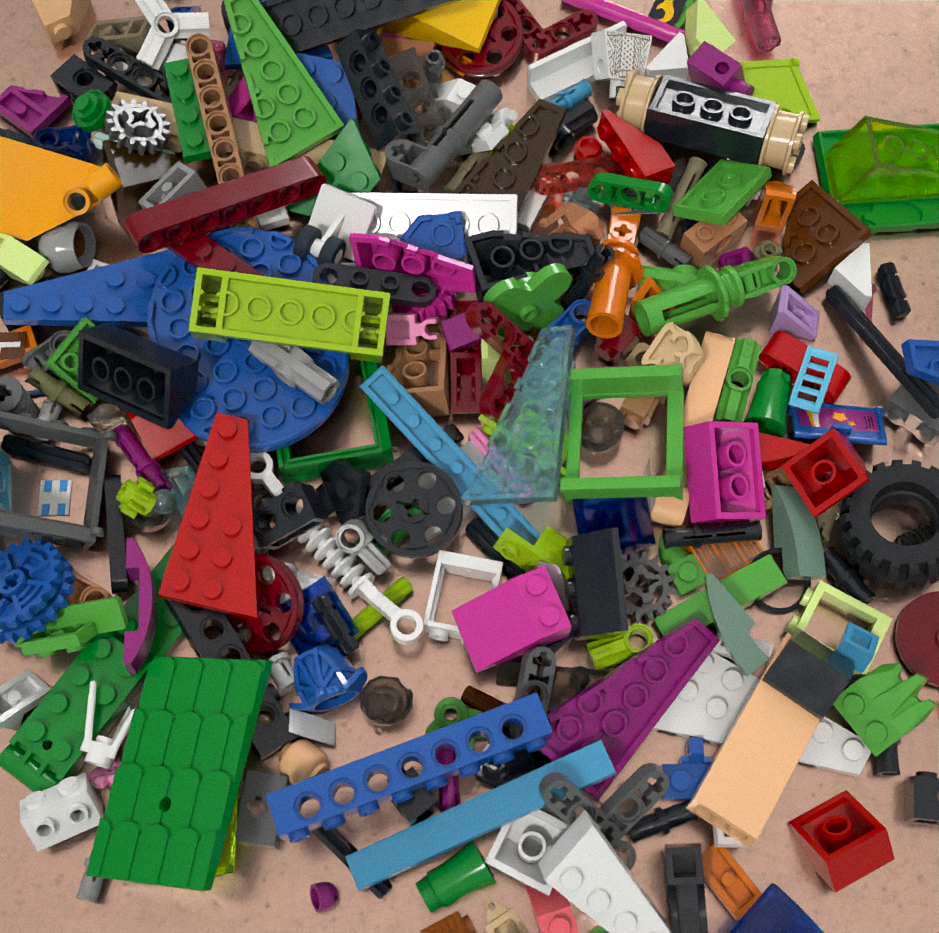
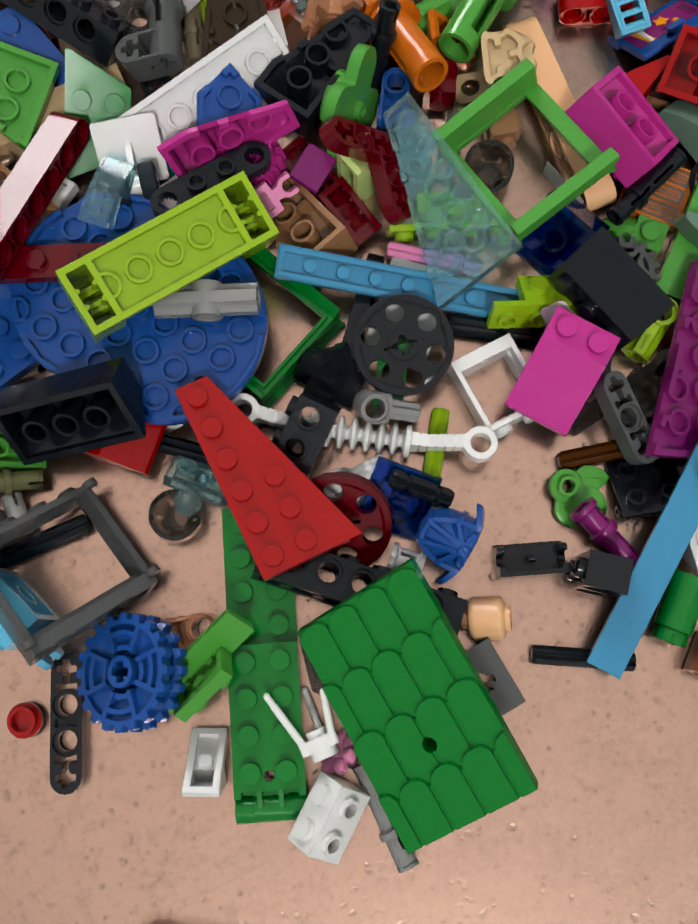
camera: 35 degrees left, 10 degrees up
(54, 497) = (83, 572): white sticker -> none
(106, 417) = (70, 471): clear smoke plate -> none
(116, 536) = (167, 560): black beam -> none
(136, 497) = (164, 516): lime gear -> none
(139, 457) = (145, 485): magenta pin -> none
(139, 642) = (219, 572): magenta slope -> none
(288, 801) = (666, 443): blue brick -> none
(298, 235) = (104, 194): none -> clear light blue slope
(312, 727) = (468, 584): white sticker -> none
(323, 896) = (589, 705): magenta hinge -> none
(364, 739) = (530, 560): none -> black hinge
(385, 701) = (510, 516): clear smoke hair -> none
(740, 369) = (562, 40): bright green piece -> none
(771, 402) = (601, 47): green plant -> none

